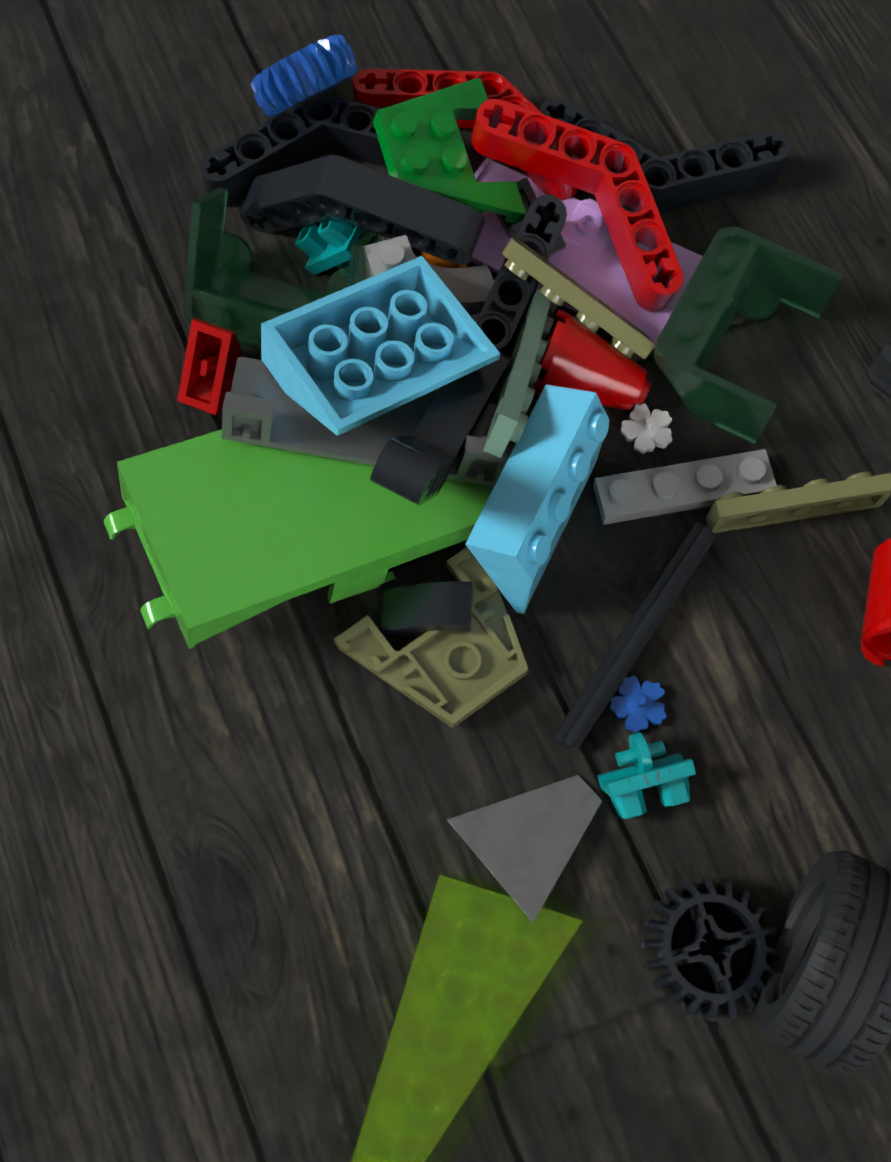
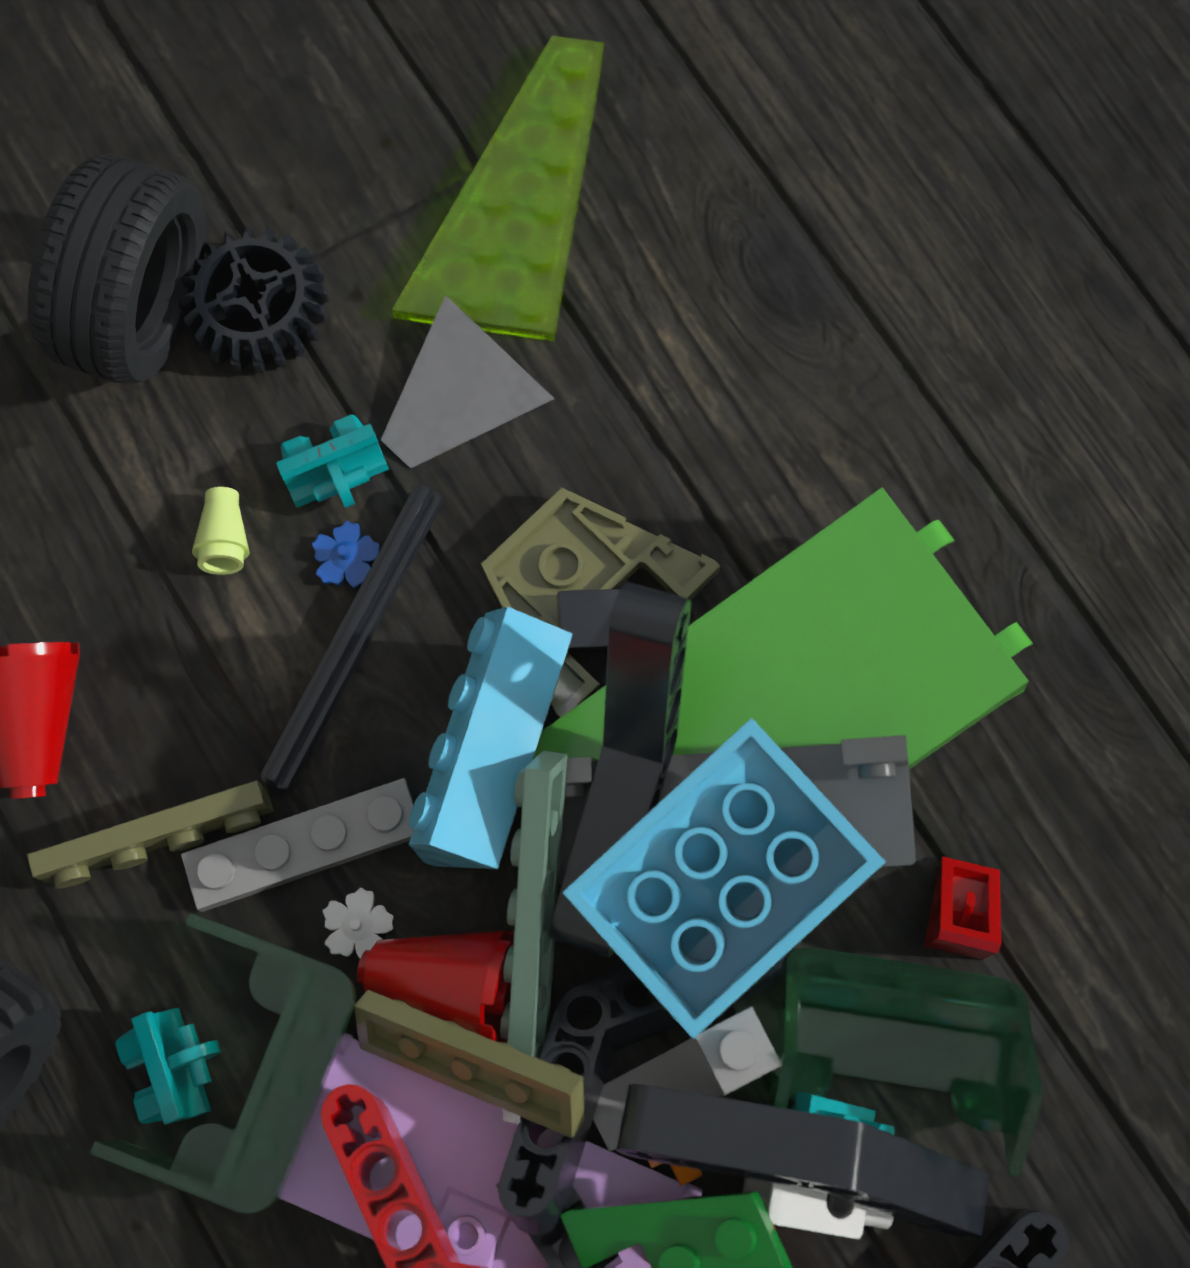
camera: 175 degrees right, 5 degrees up
(743, 733) = (221, 535): none -> yellowish green cone
(784, 350) = (173, 1064): none -> teal hips

